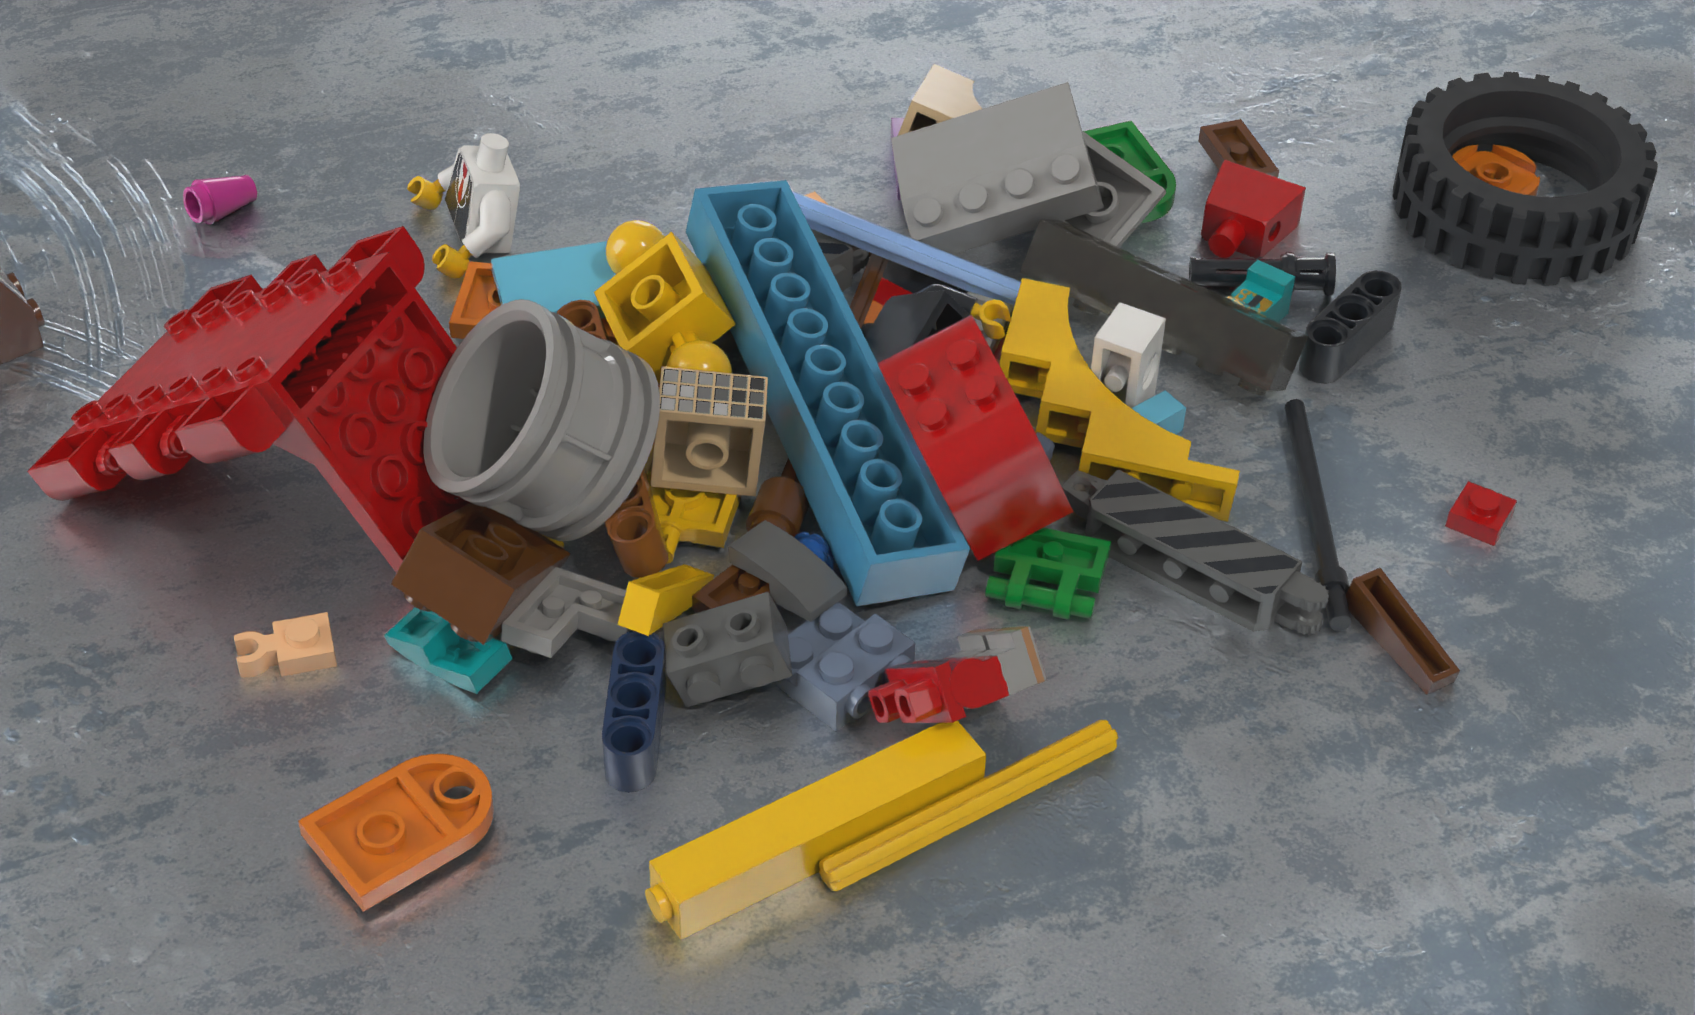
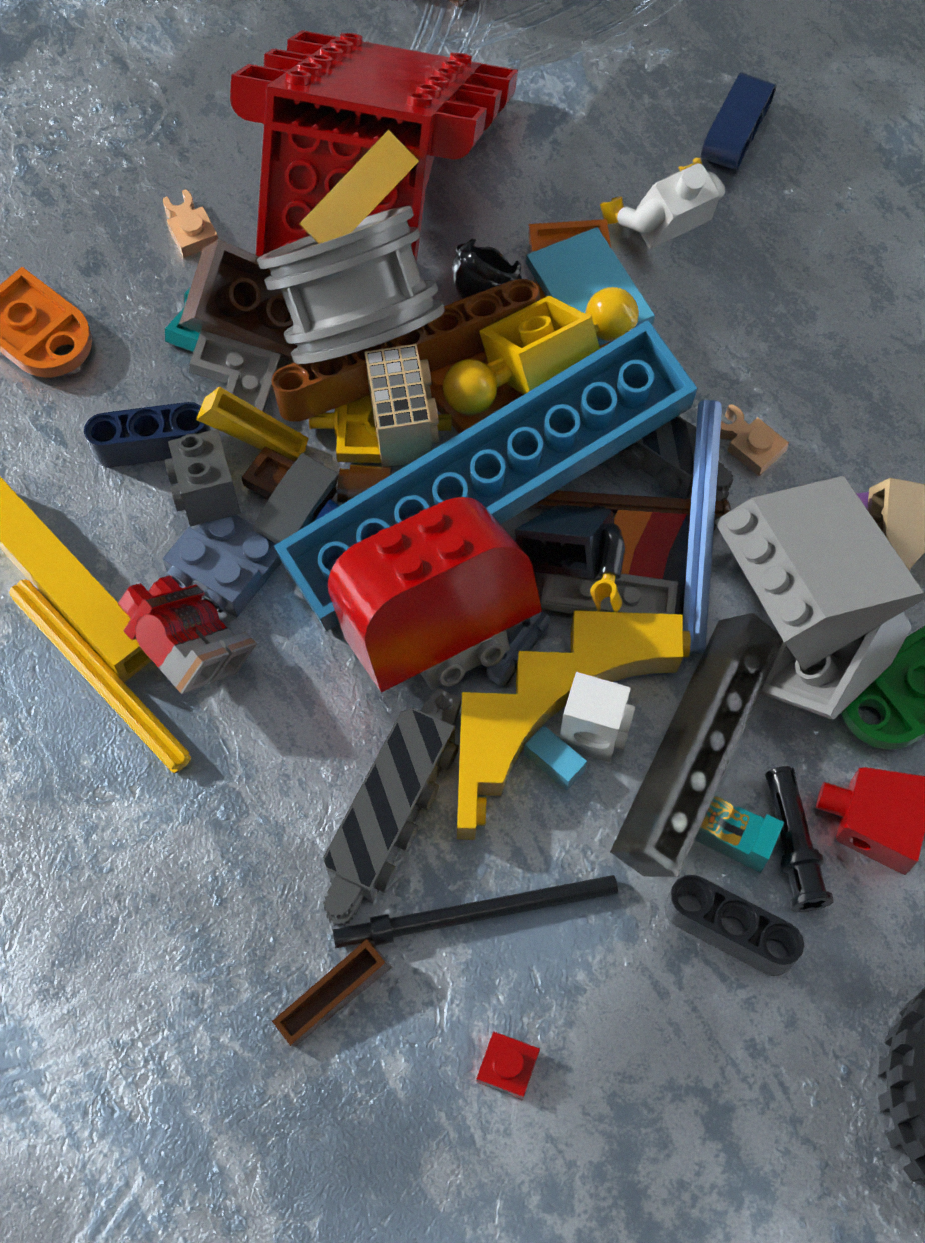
camera: 80 degrees right, 20 degrees up
(217, 197) = (640, 48): dark pink cone -> none
(371, 143) = (738, 121): none -> dark blue beam
(437, 363) = (360, 190): none -> yellow tile
(1053, 558) = (363, 706): green plate -> none

